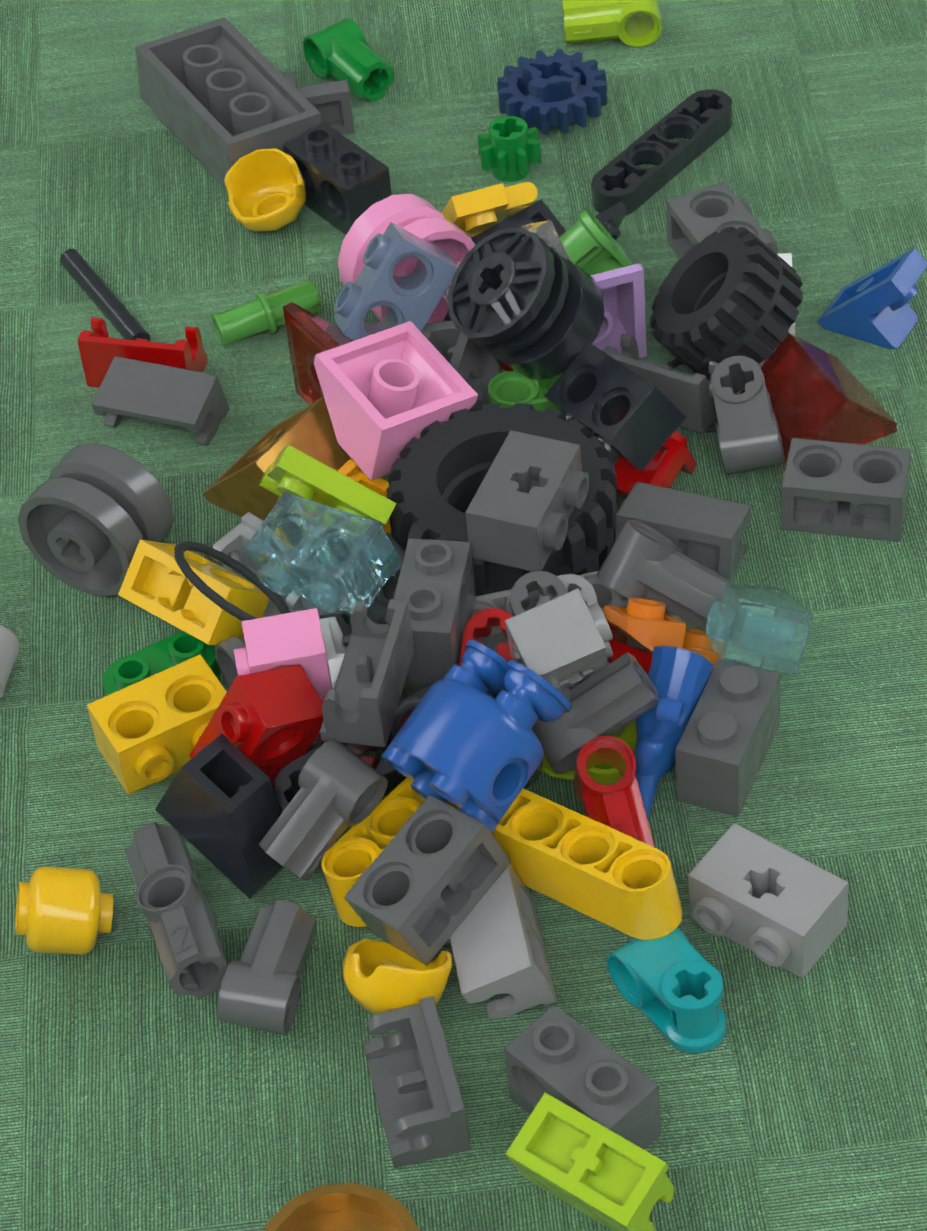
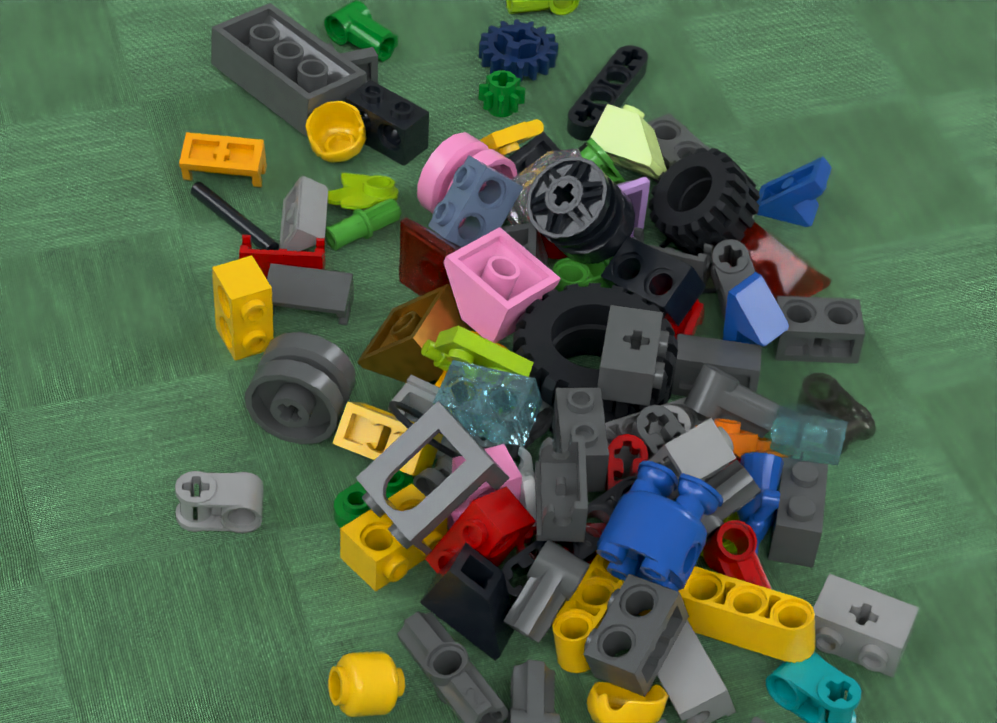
camera: 20 degrees left, 0 degrees up
(56, 401) = (243, 307): none -> yellow brick
(108, 216) = (223, 156): none -> light orange hinge
(192, 295) = (303, 215): none -> light grey slope
(256, 630) = (415, 524): none -> panel
(279, 270) = (362, 191): none -> lime plate
(648, 214) = (629, 140): none -> yellowish green slope
(742, 458) = (753, 313): none -> slope
(841, 612) = (827, 395): none -> clear smoke piece

